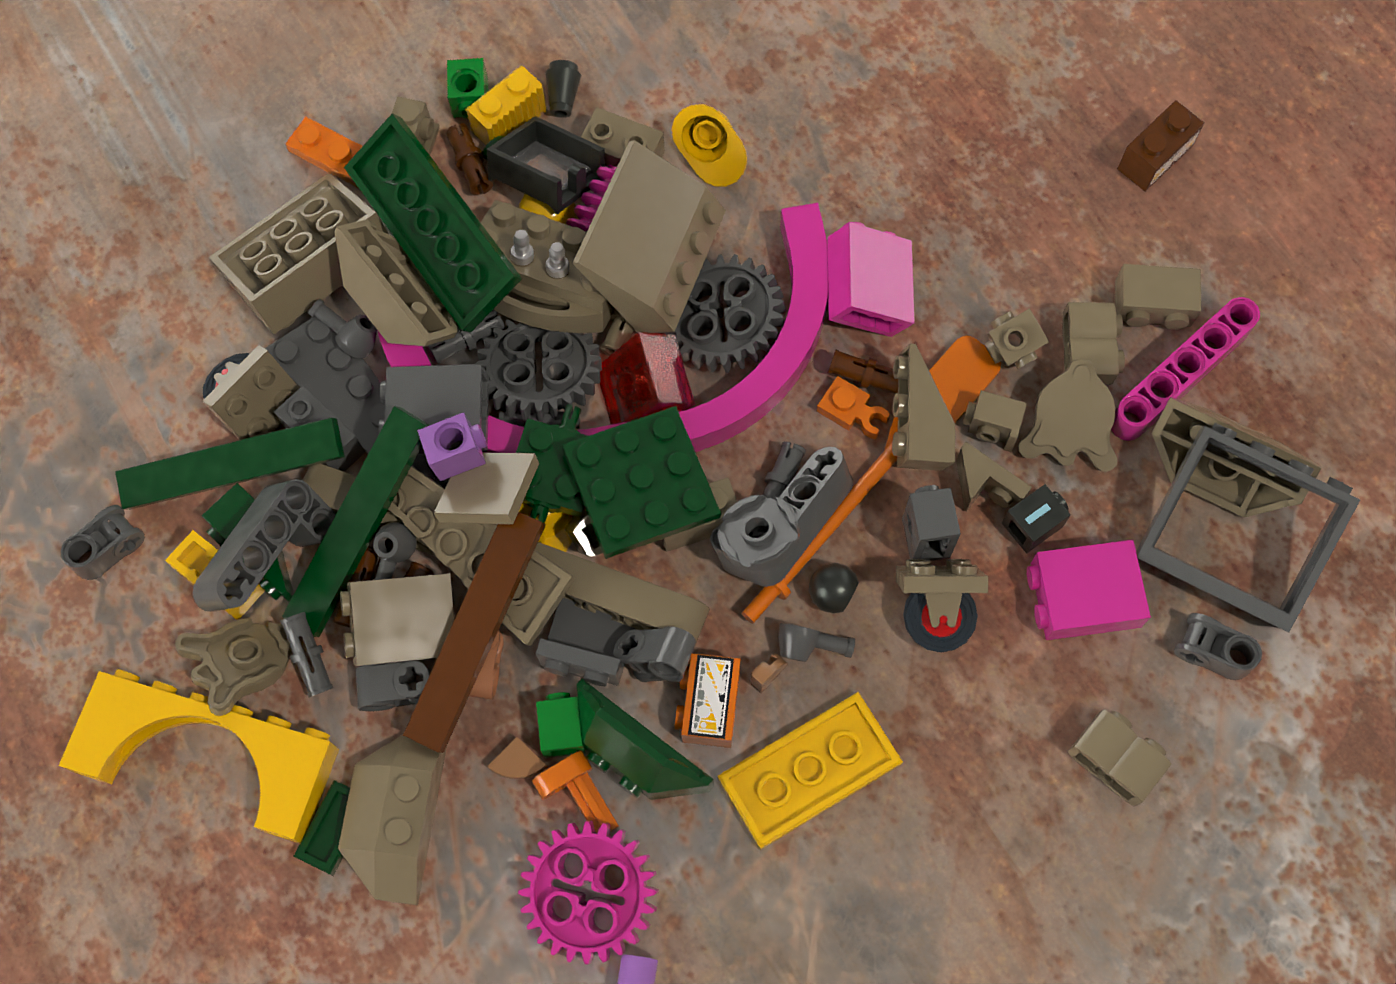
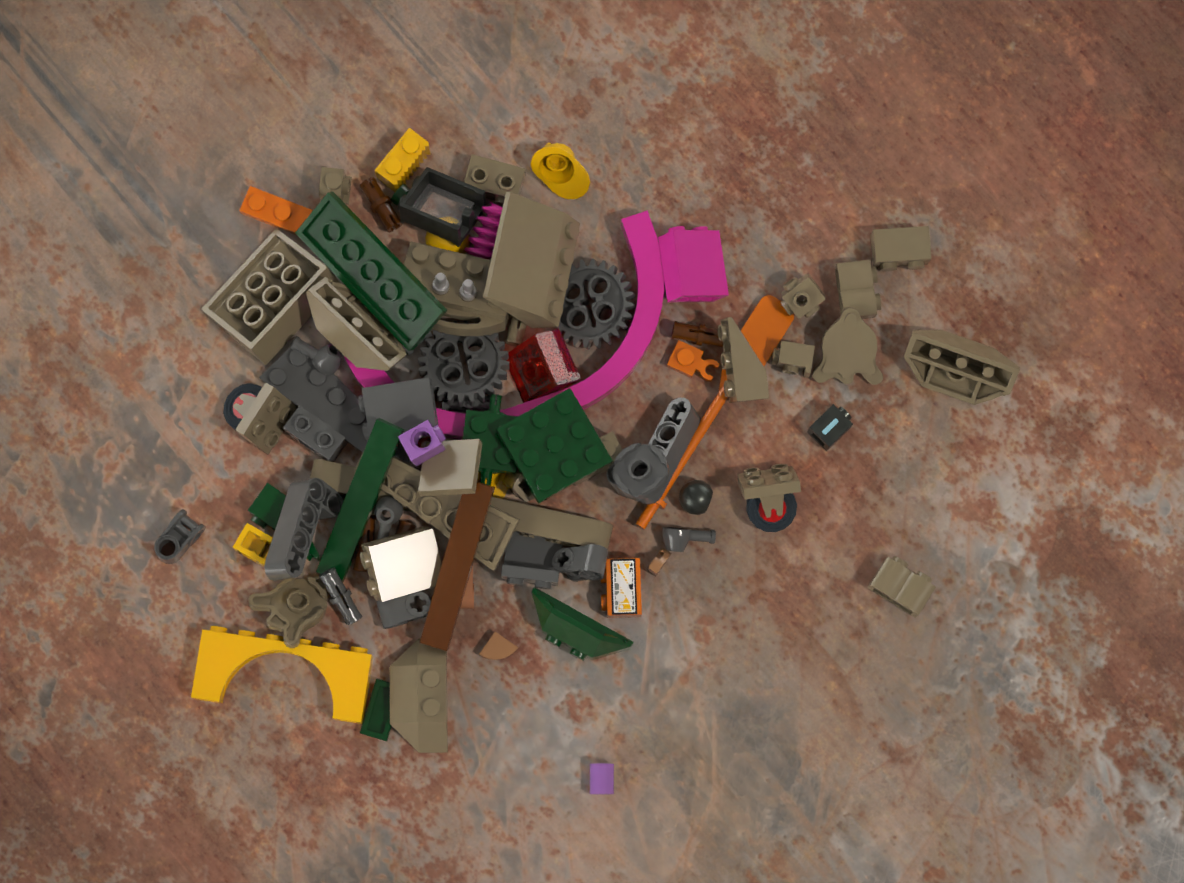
camera: 15 degrees left, 10 degrees up
(230, 463) = (258, 469): dark green tile -> none
(464, 76) = (366, 136): green brick -> none
(559, 725) = (524, 619): green brick -> none
(562, 86) = (440, 134): pearl dark grey cone -> none
(574, 775) = (538, 651): orange piece -> none
(579, 931) = (559, 753): dark pink gear -> none
(784, 469) = (649, 419): dark grey pin -> none
(809, 770) = (696, 624): yellow tile -> none
(931, 523) = (757, 444): dark grey brick -> none
(982, 473) = (787, 399): dark tan slope -> none
(1088, 590) = (870, 474): dark pink brick -> none
(1160, 145) = (893, 126): reddish brown brick -> none
(1193, 354) = (930, 289): dark pink beam -> none
(1215, 647) = (959, 501): dark grey piece -> none
(1293, 472) = (960, 459): dark grey window -> none

